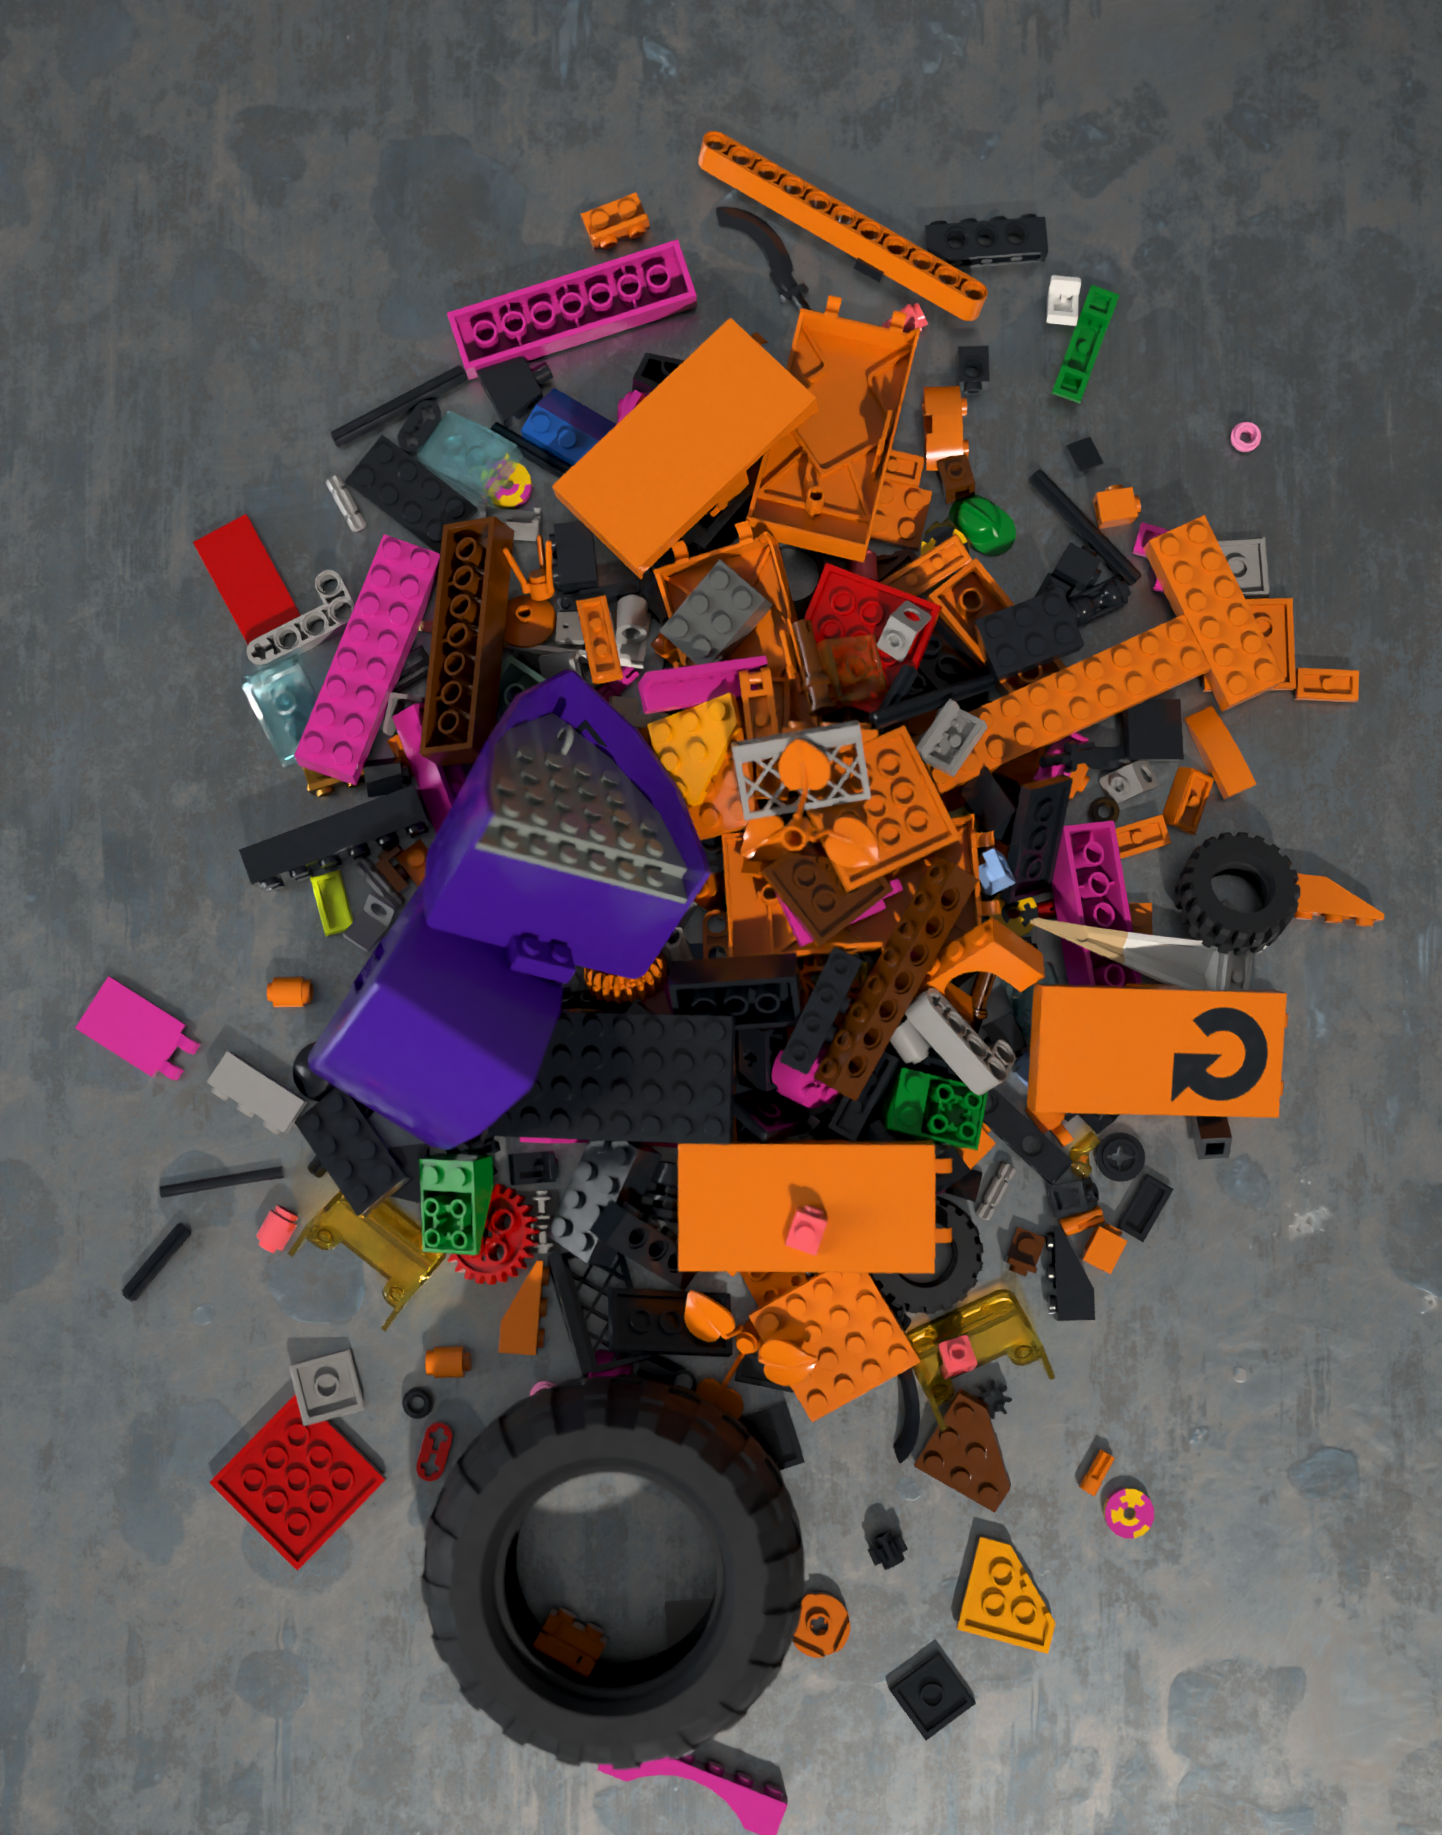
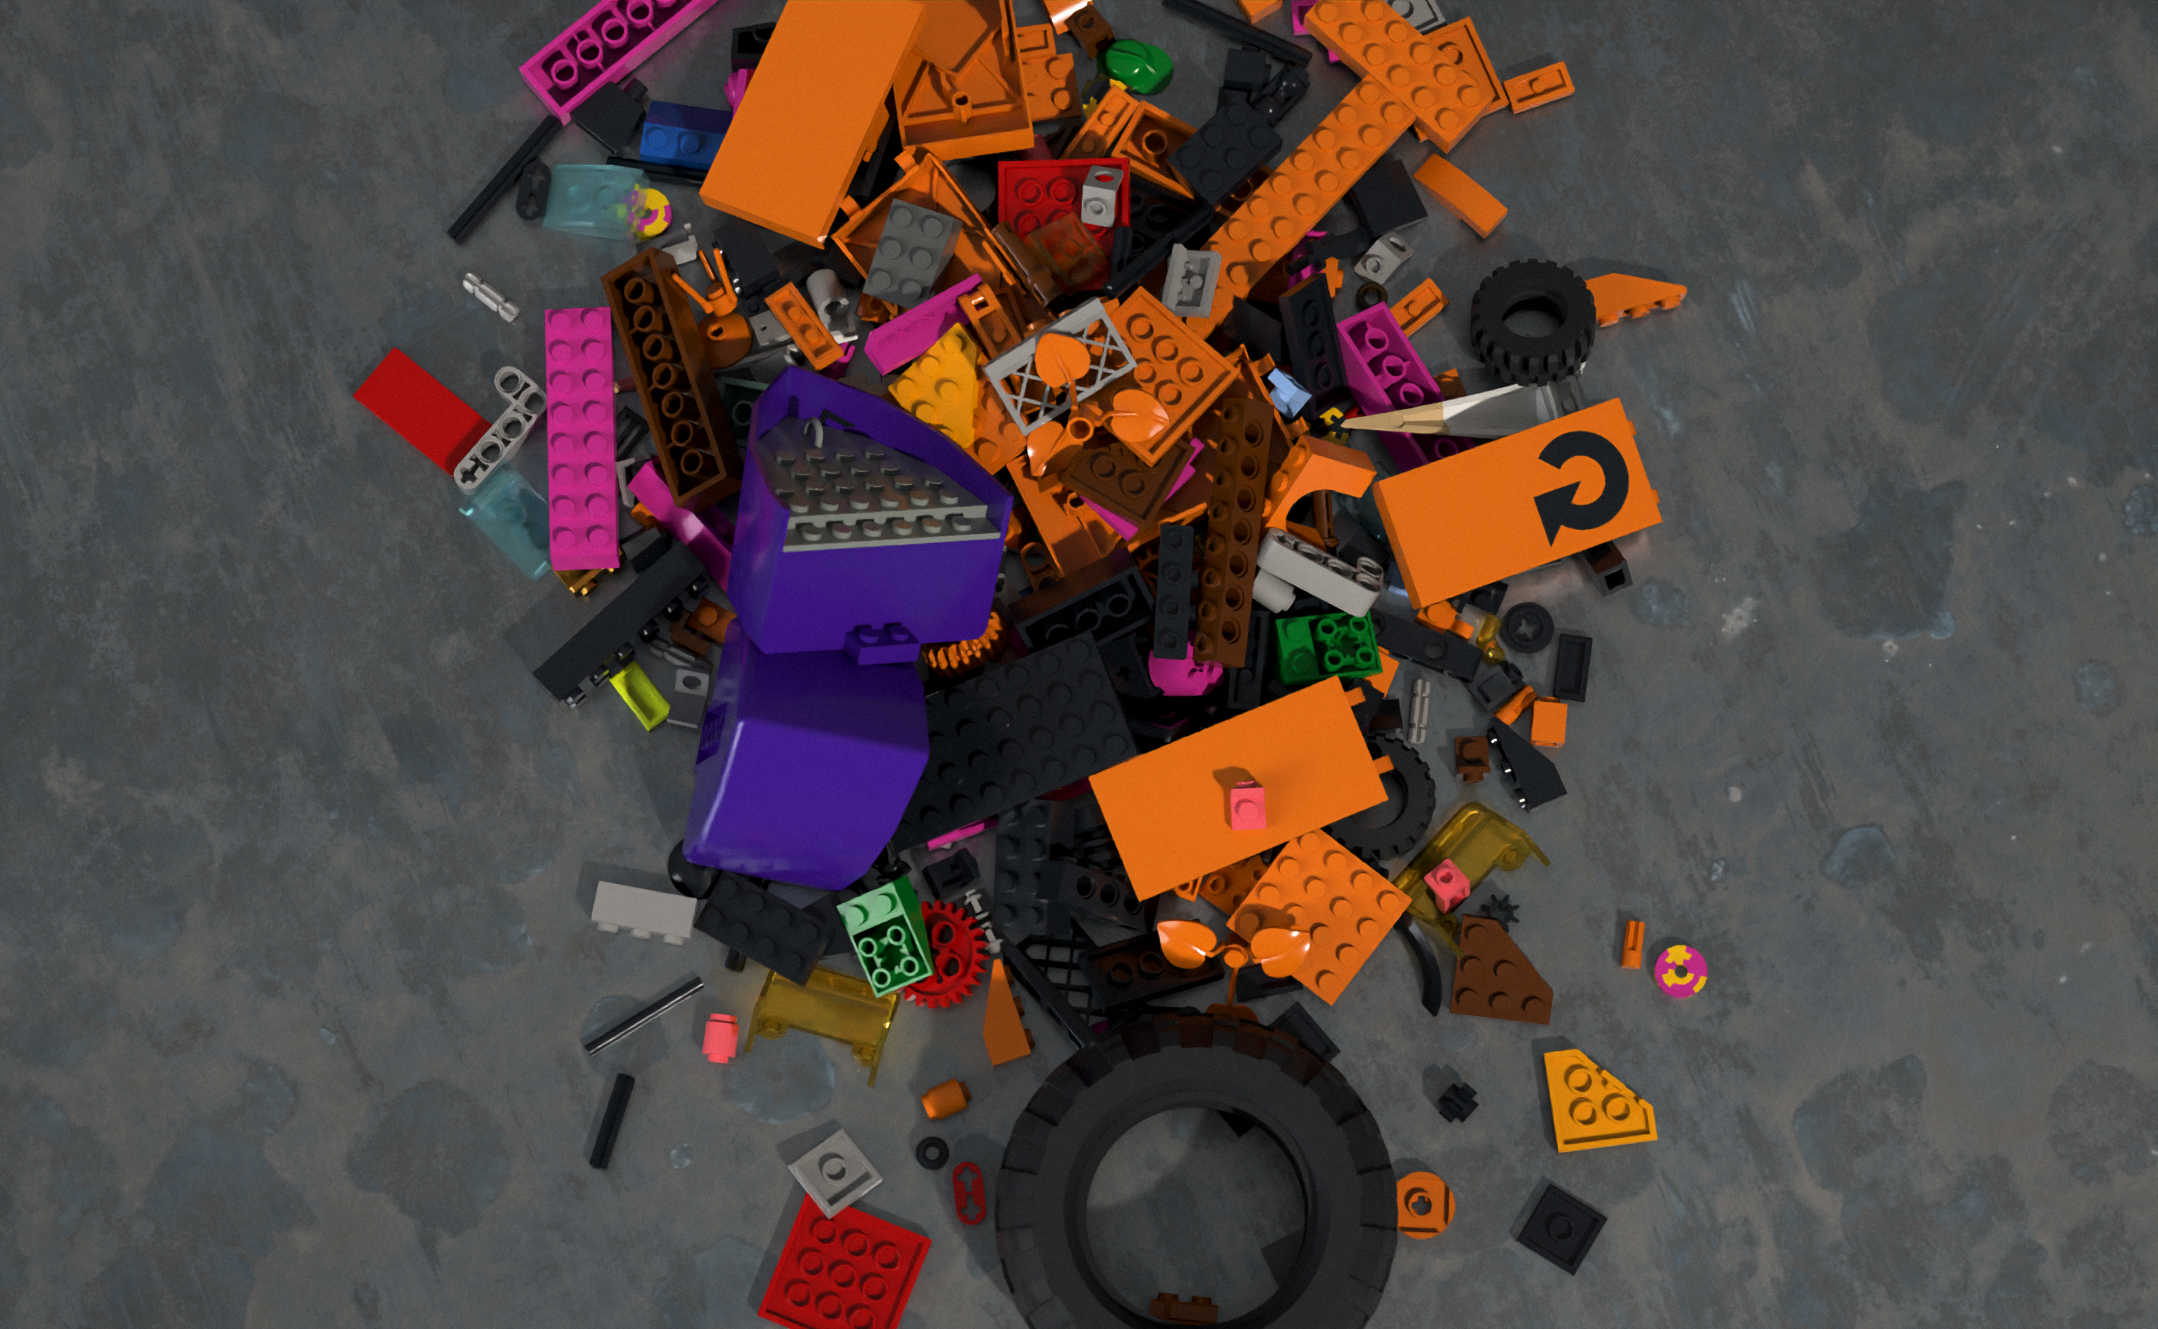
camera: 25 degrees left, 5 degrees down
(136, 1029) = (495, 900): dark pink tile -> none
(290, 991) = (636, 799): orange brick -> none
(408, 492) = (550, 261): black plate -> none
(1187, 800) = (1448, 254): orange slope -> none

